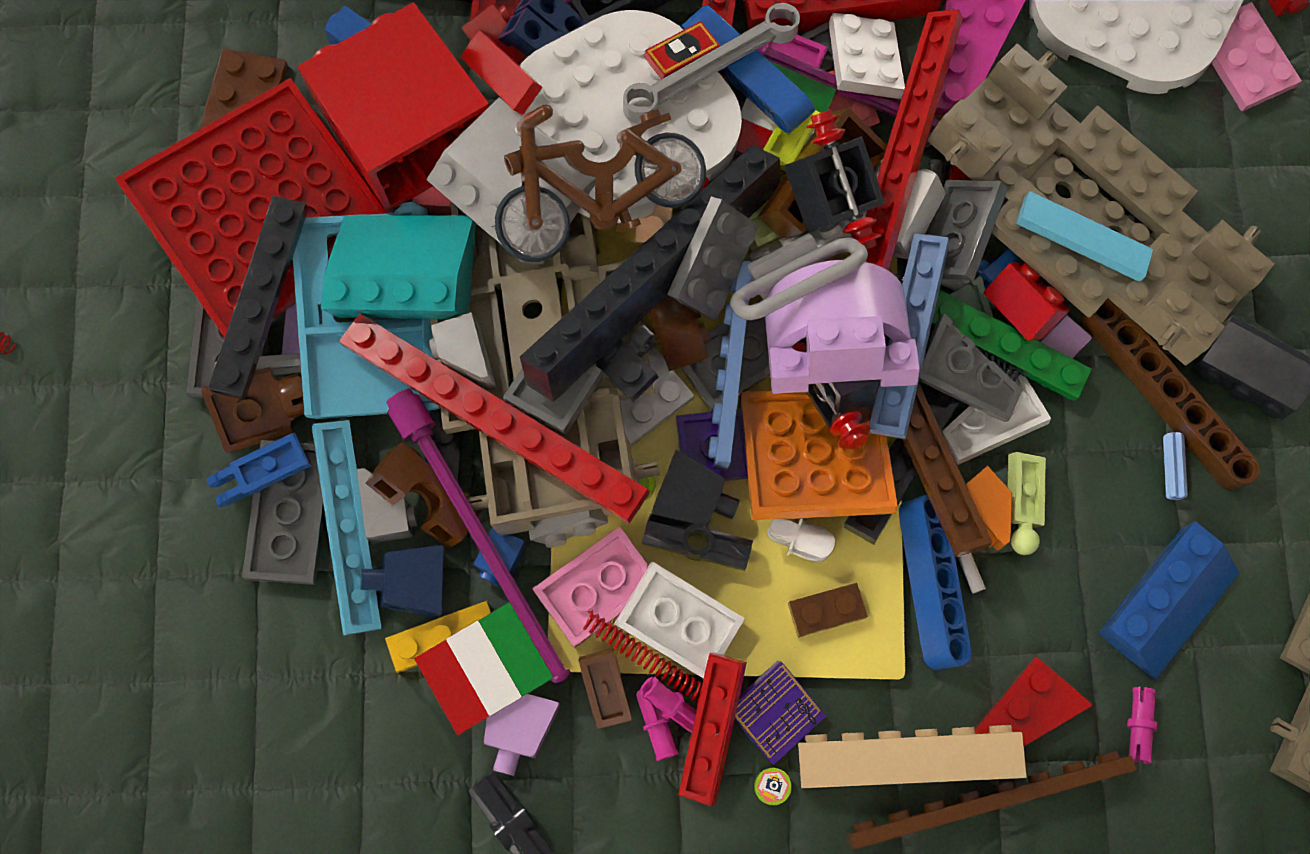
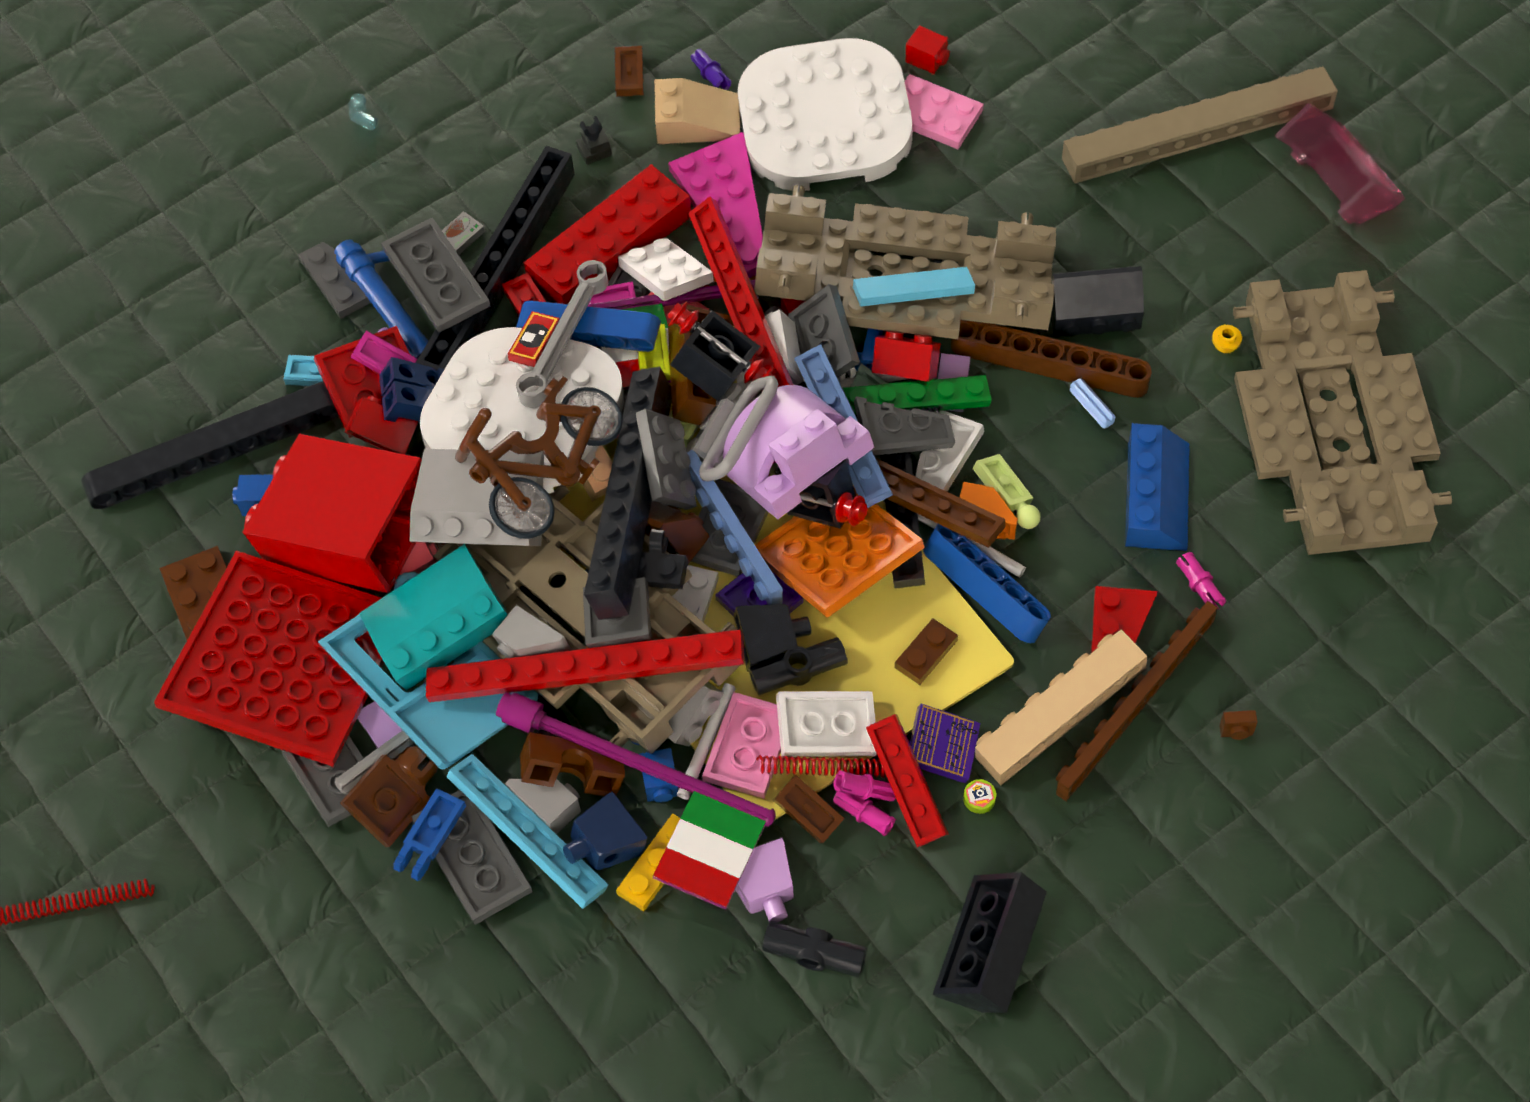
camera: 30 degrees left, 15 degrees down
(258, 298) = (339, 709): black plate -> none
(501, 72) = (410, 434): red tile -> none
(566, 553) = (707, 738): none -> white piece
(802, 539) = (870, 614): white arm -> none

